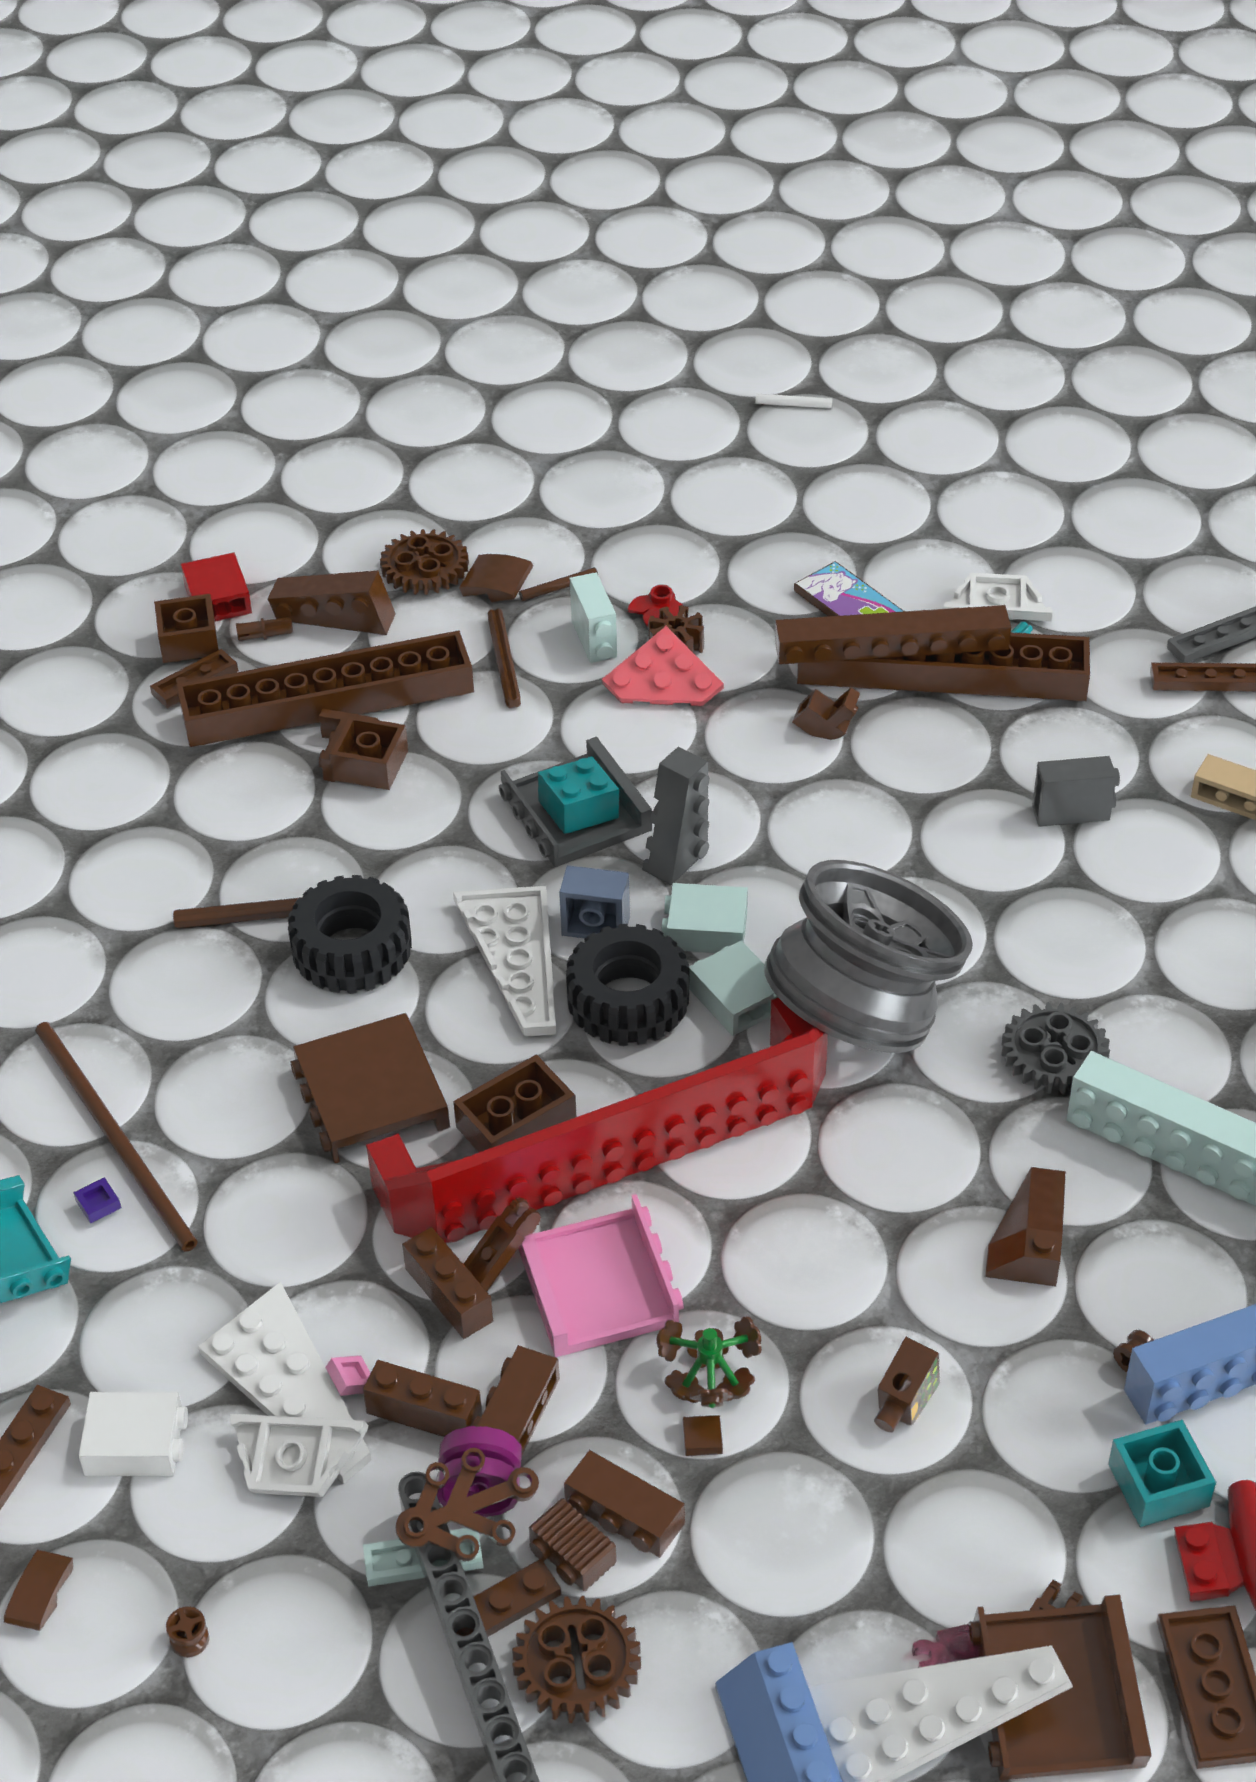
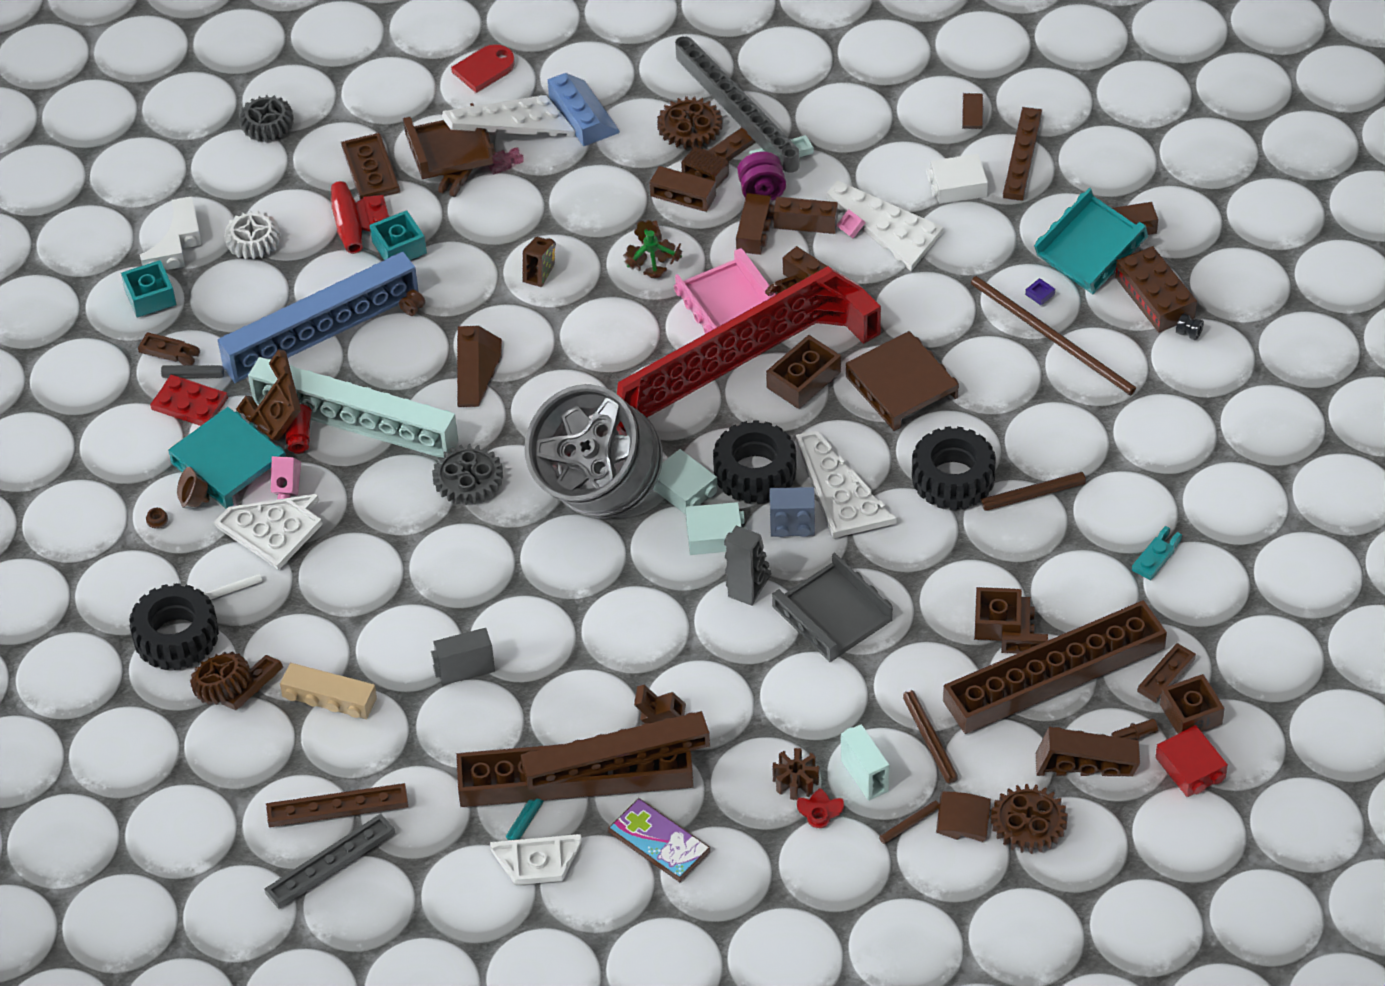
camera: 170 degrees right, 5 degrees up
(130, 813) = (1156, 554): none -> teal hinge
(187, 1621) = (888, 104): reddish brown wheel -> none
(294, 1452) = (866, 178): white wing -> none
(461, 1508) = (758, 141): reddish brown plant -> none
(578, 795) = (829, 597): teal brick -> none
(663, 674) = (795, 729): coral plate -> none

